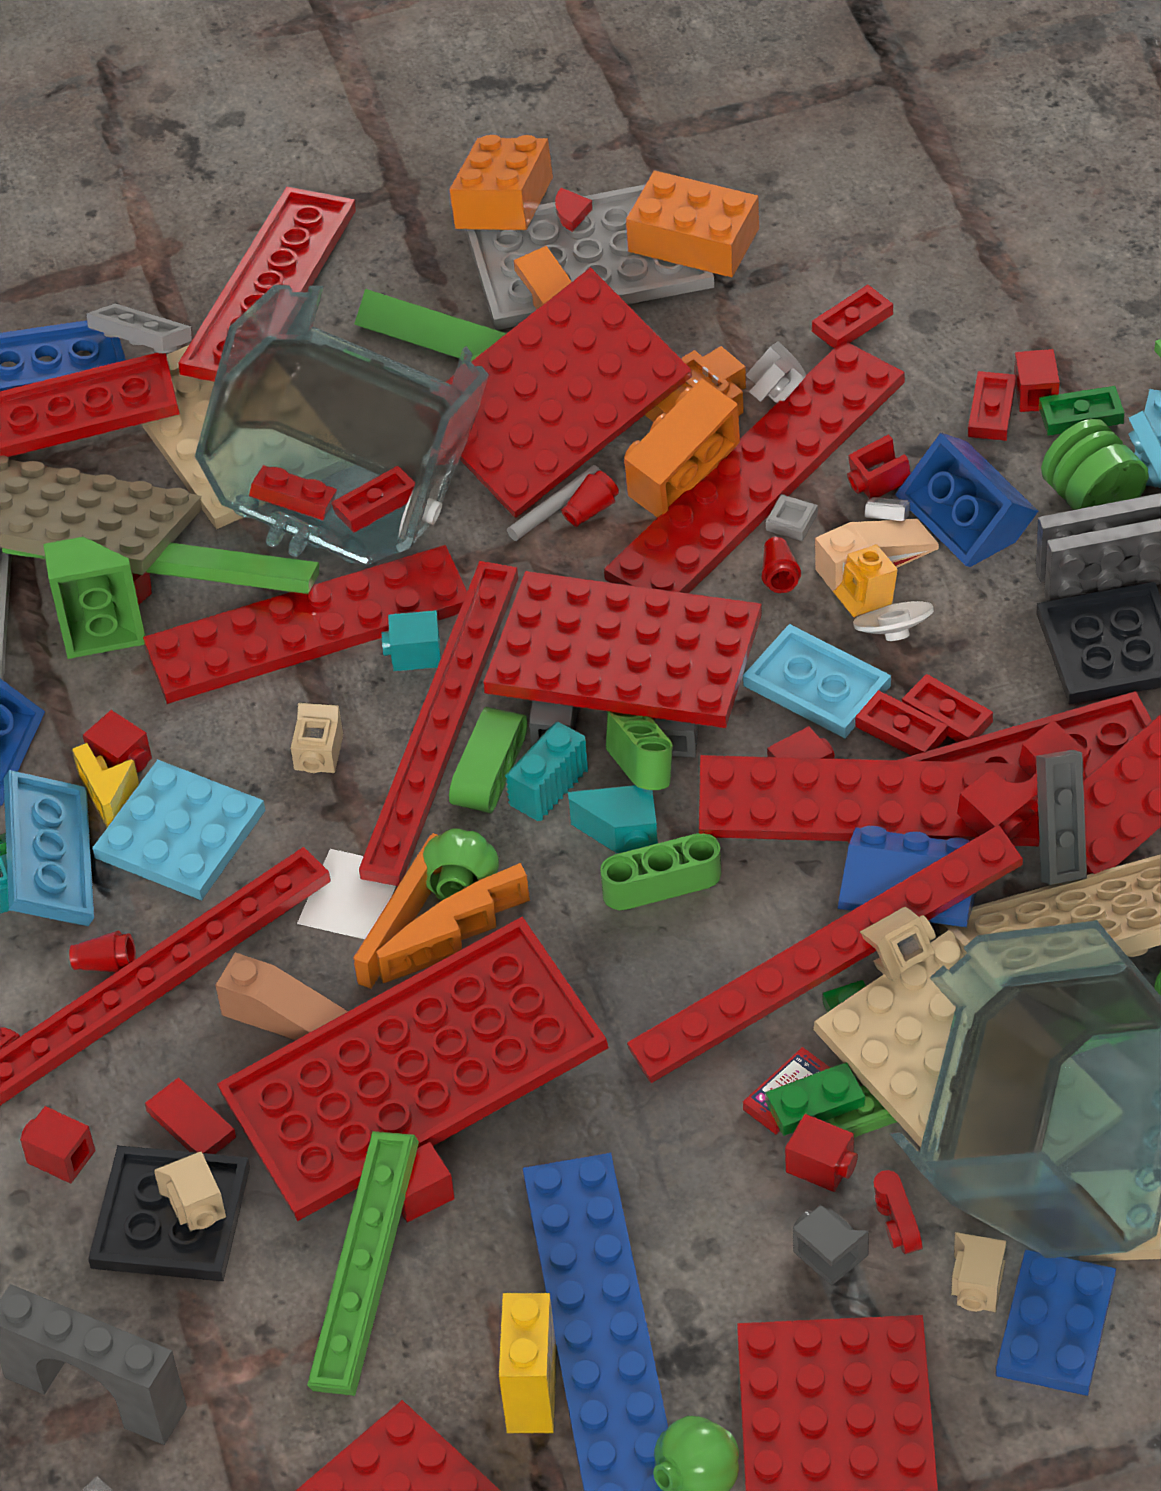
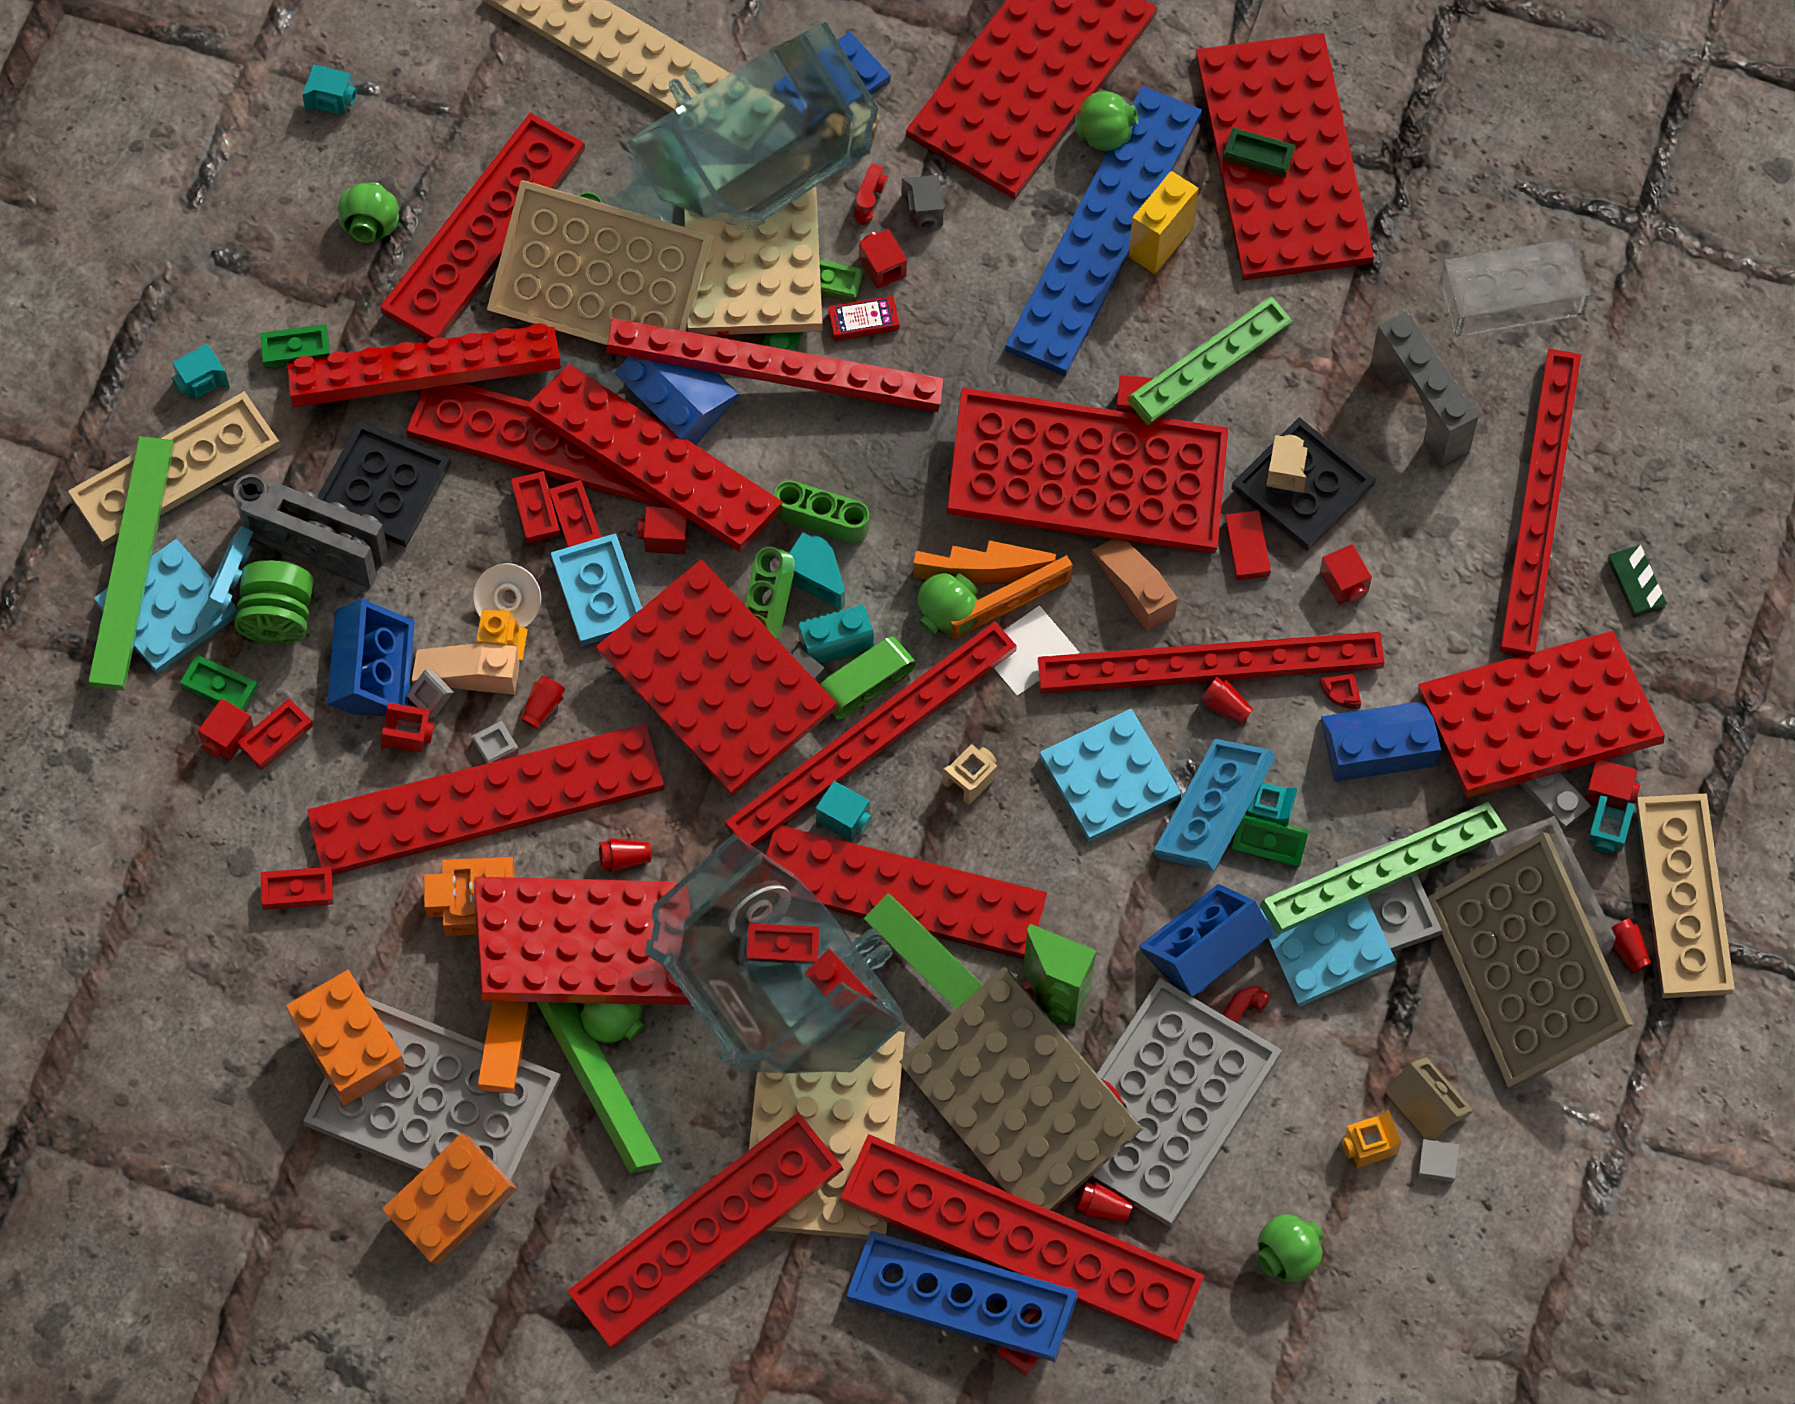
camera: 150 degrees left, 15 degrees up
(105, 786) = (1140, 831): yellow slope -> none
(118, 741) = (1111, 863): red brick -> none
(139, 328) = (844, 1235): light grey plate -> none
(547, 507) = (661, 874): light grey bar -> none
(571, 208) = (415, 1139): red tile -> none
(681, 447) = (539, 814): orange brick -> none
(775, 374) = (404, 858): light grey brick -> none
(817, 1095) = (857, 290): green plate -> none
(900, 941) = (732, 322): tan window -> none
(998, 802) = (583, 371): red arch -> none
(1061, 816) = (557, 338): dark grey plate -> none

